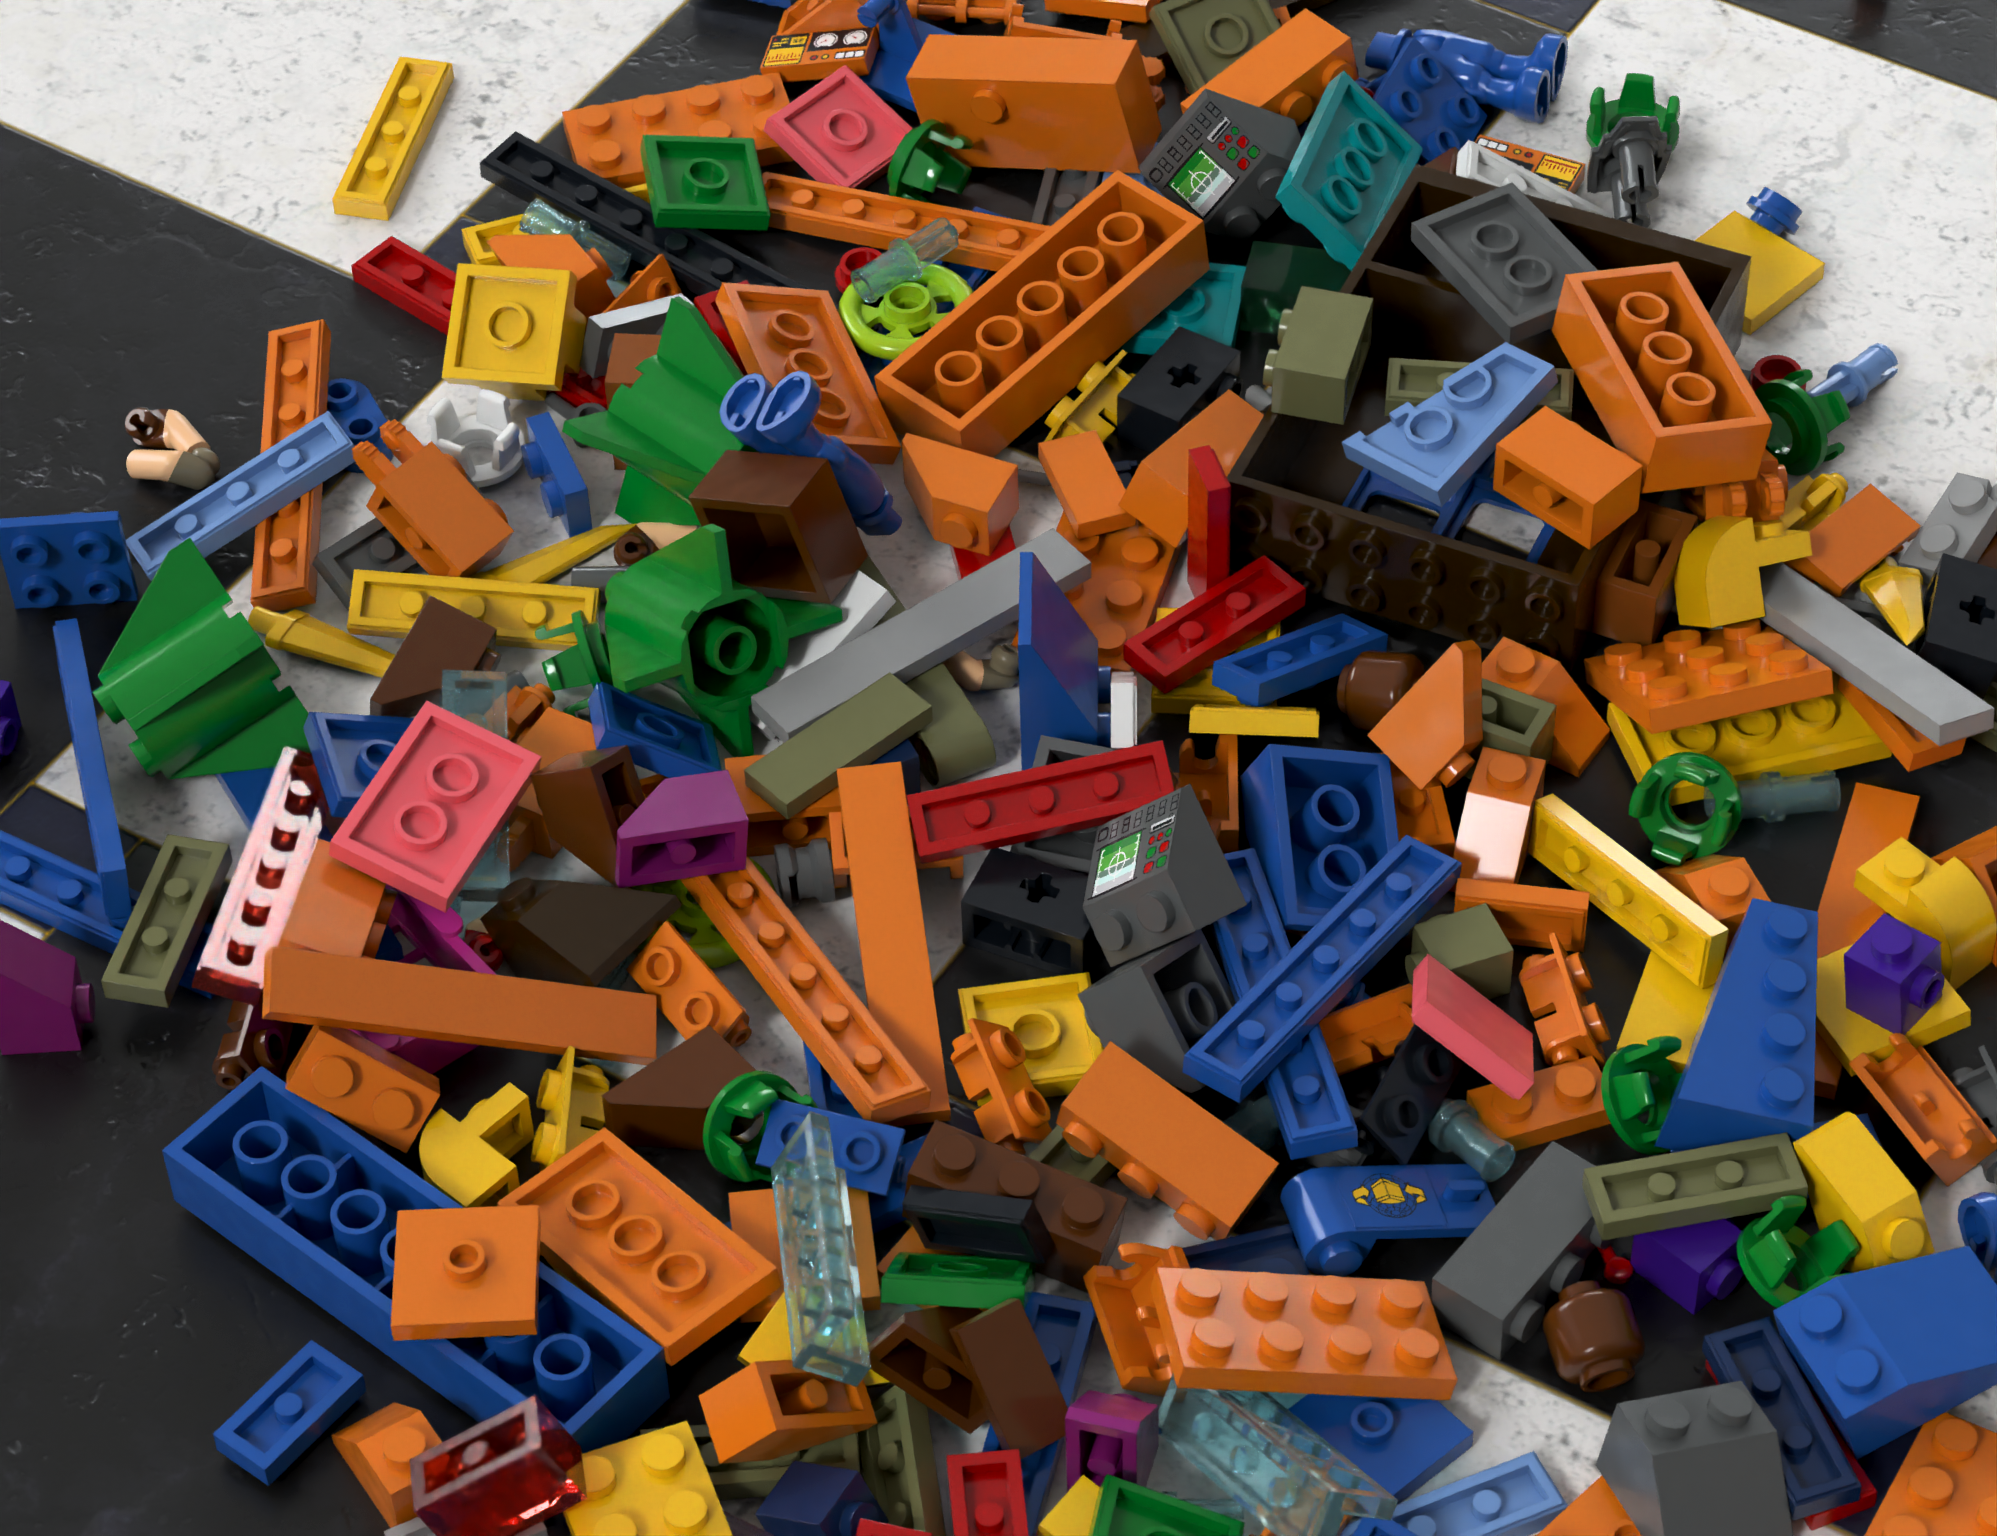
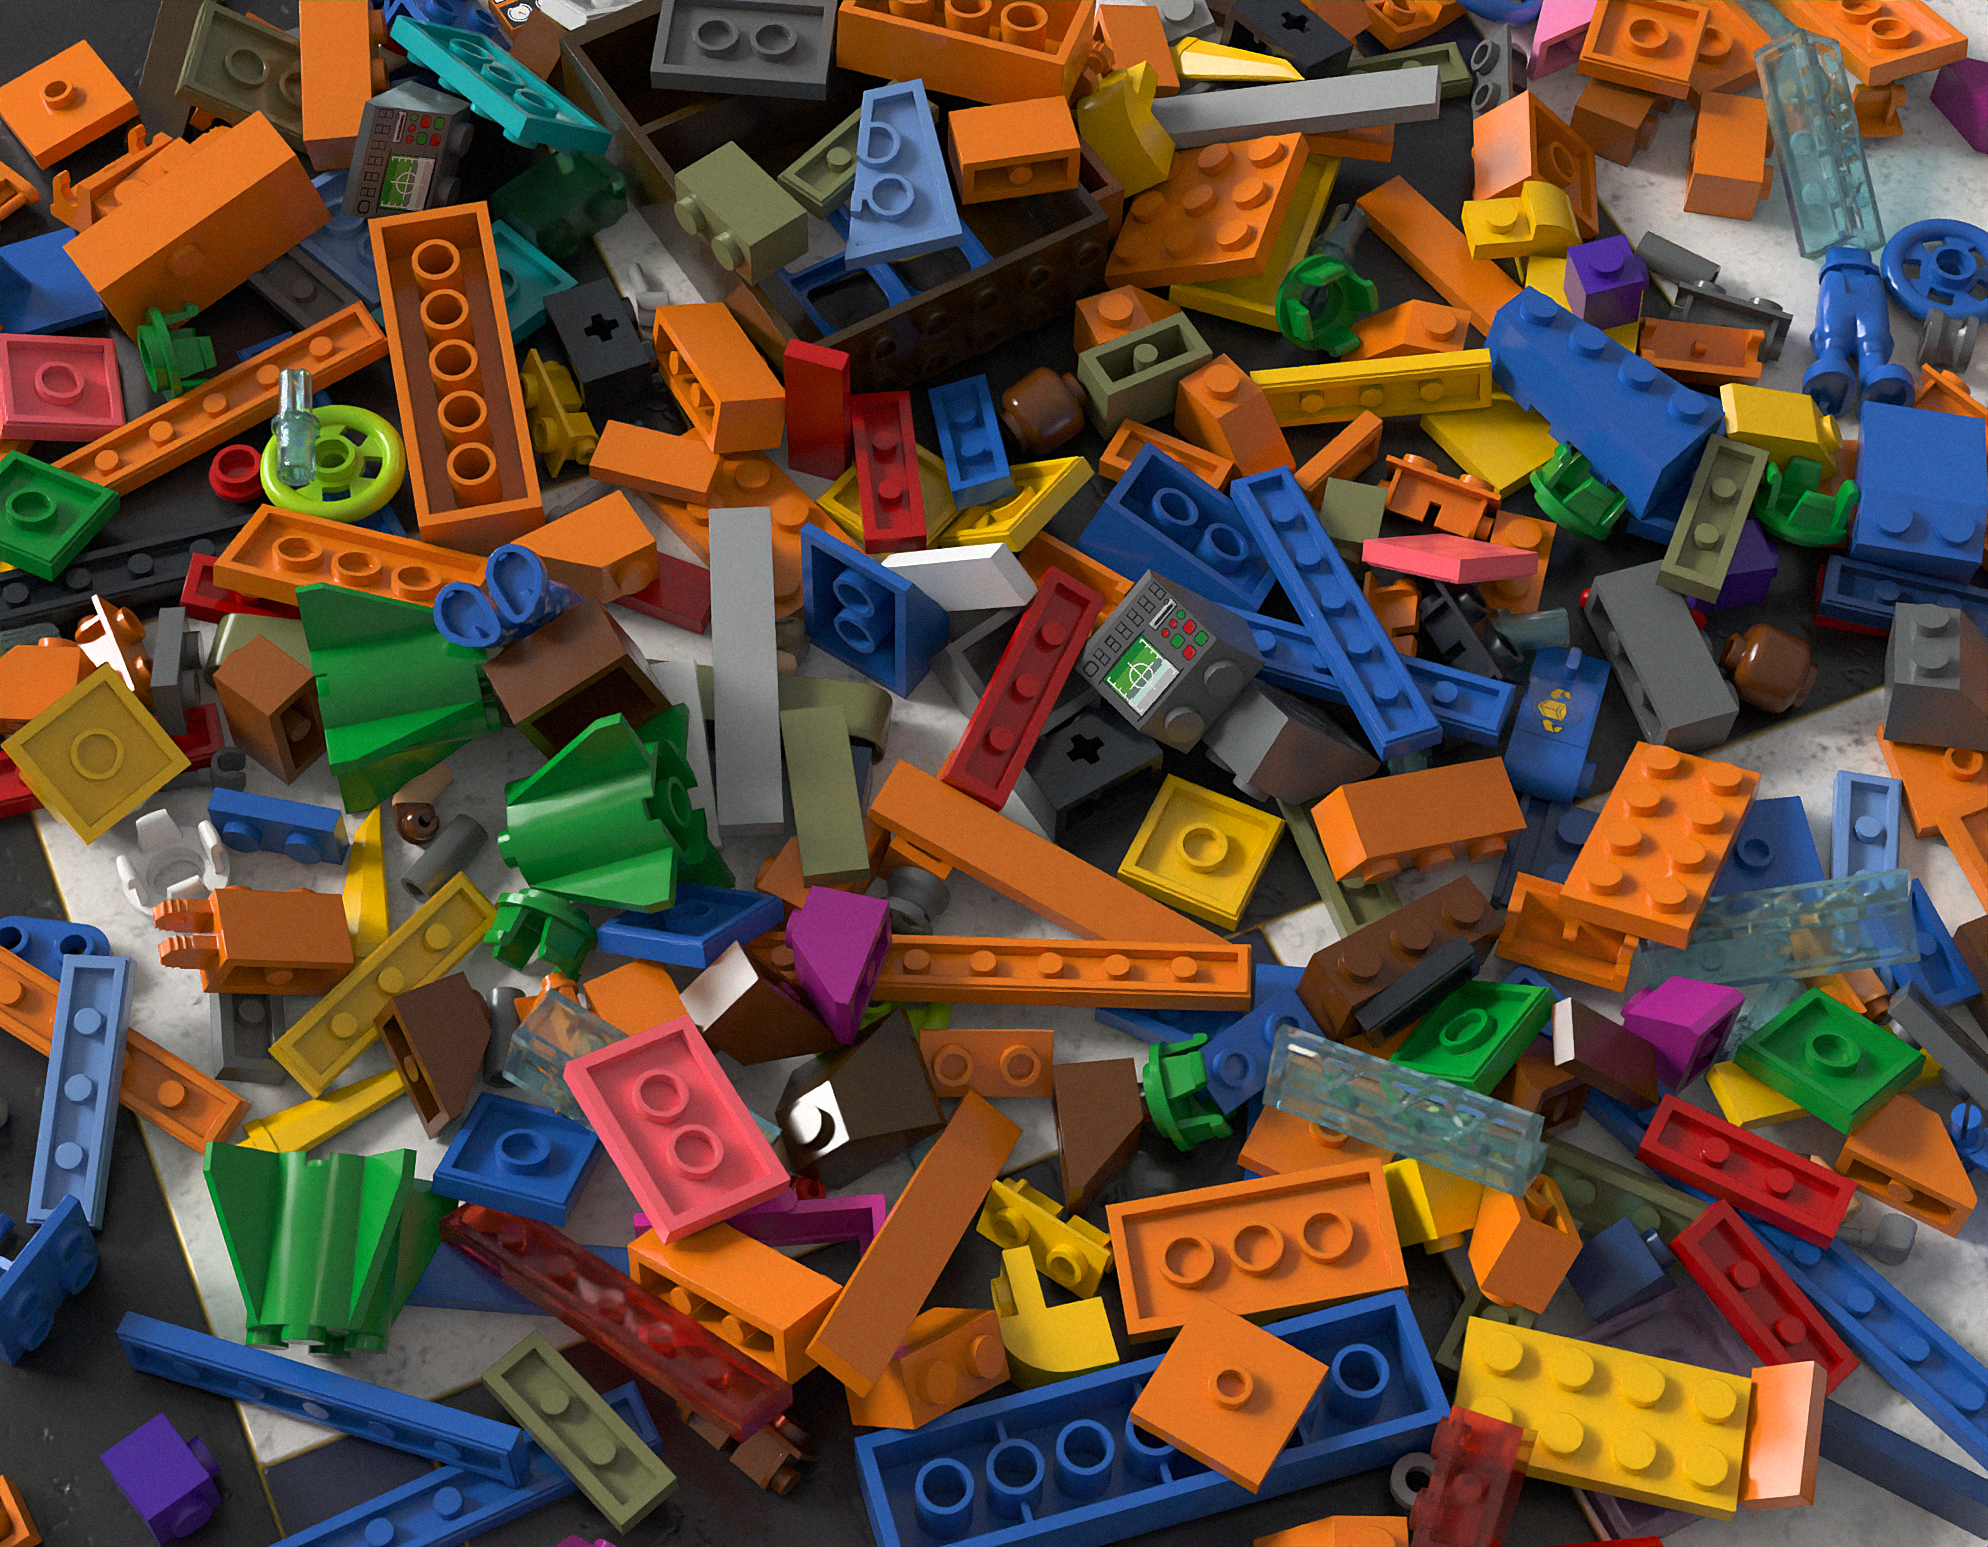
camera: 60 degrees left, 10 degrees up
(992, 1063) = (1285, 907): orange hinge -> none
(1437, 720) = (1151, 386): orange slope -> none

